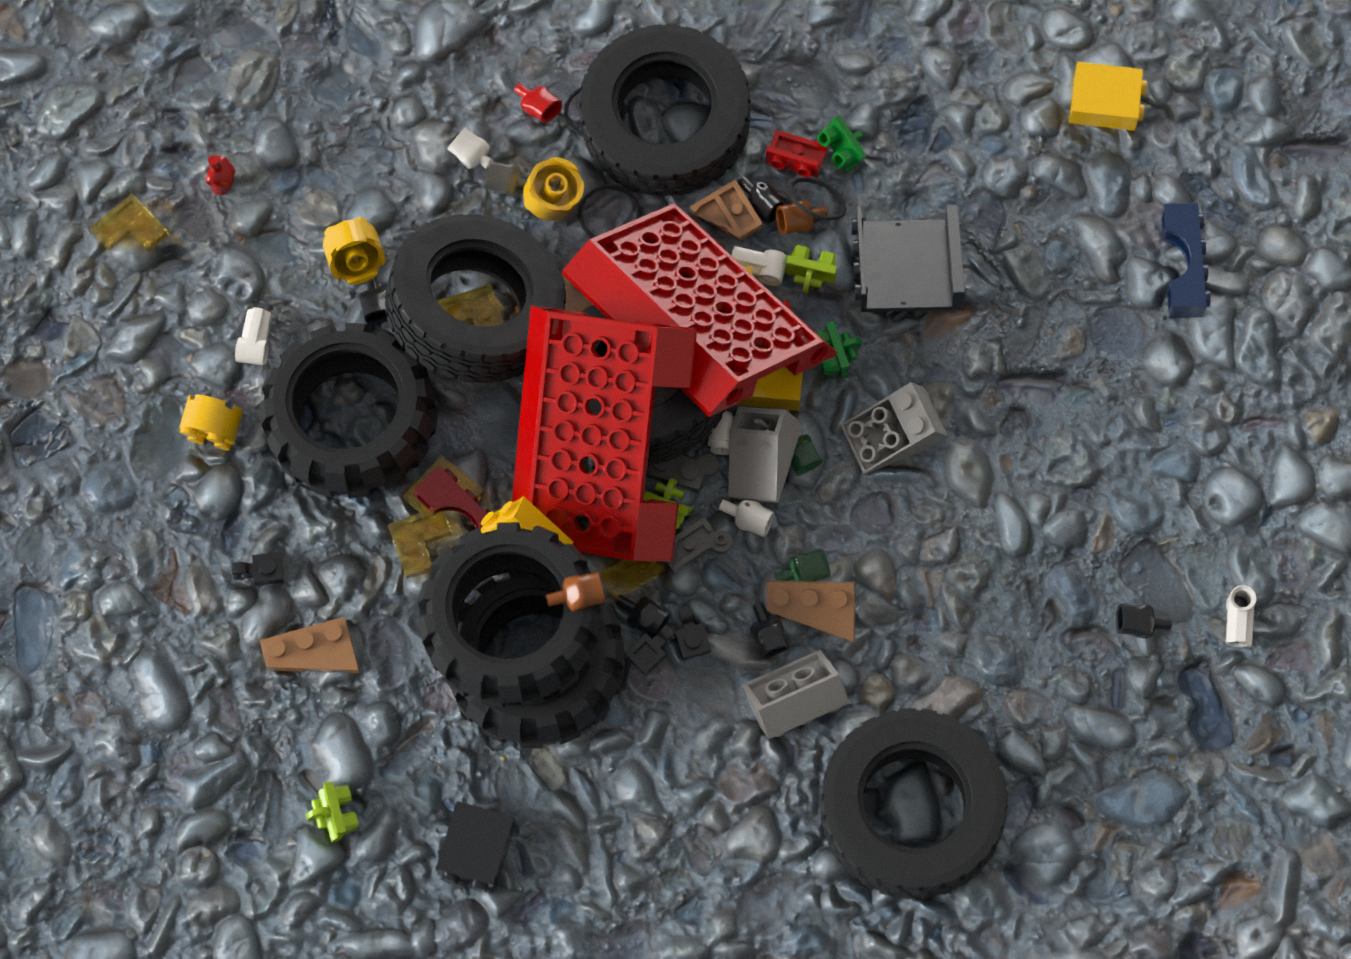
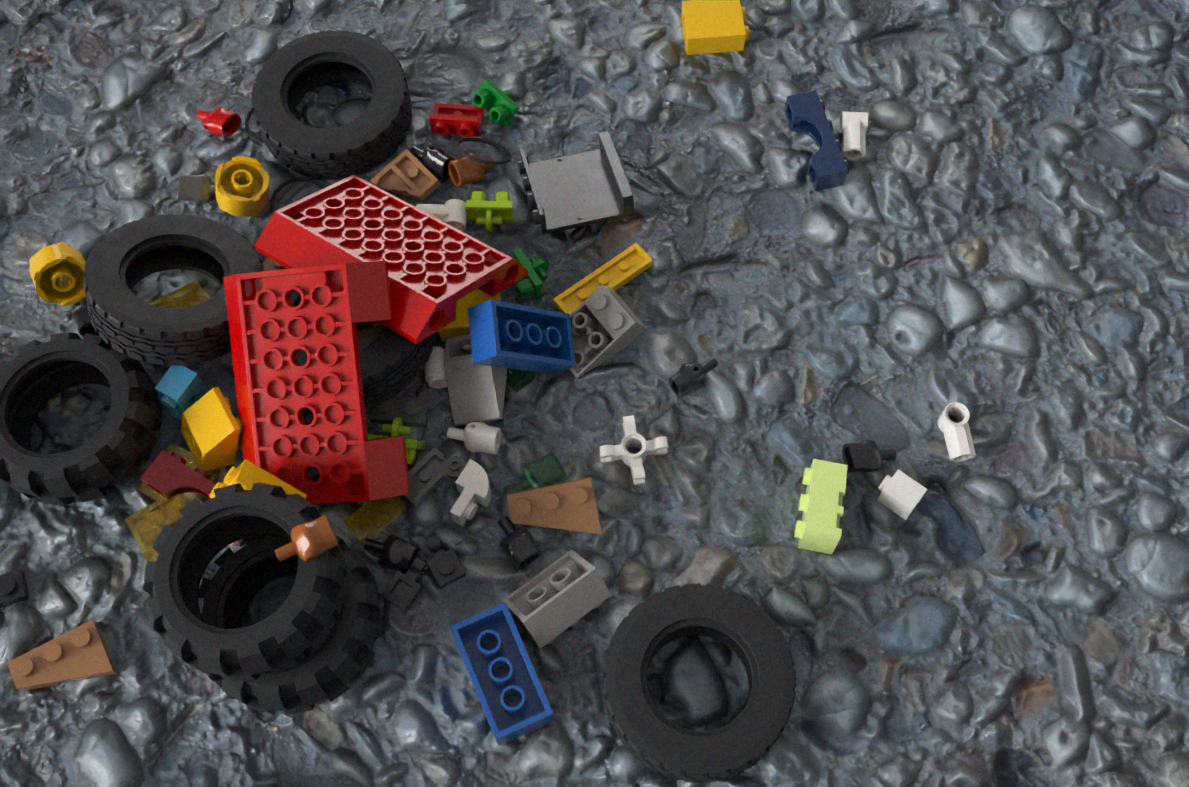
camera: 15 degrees left, 5 degrees down
(463, 408) = (180, 390): none -> dark azure brick
(470, 149) = (161, 169): white piece -> none
(486, 453) = (211, 431): none -> yellow slope
(728, 754) = (502, 674): none -> blue brick
(735, 567) = (474, 489): none -> white brick
(815, 425) = (520, 337): none -> blue brick
(922, 371) = (612, 274): none -> yellow plate
(926, 564) = (611, 453): none -> white pin
(981, 498) = (690, 376): none -> black piece
(1079, 661) = (821, 506): none -> yellowish green wedge
(1164, 666) = (901, 493): none -> white brick
(1229, 254) = (853, 130): none -> white piece

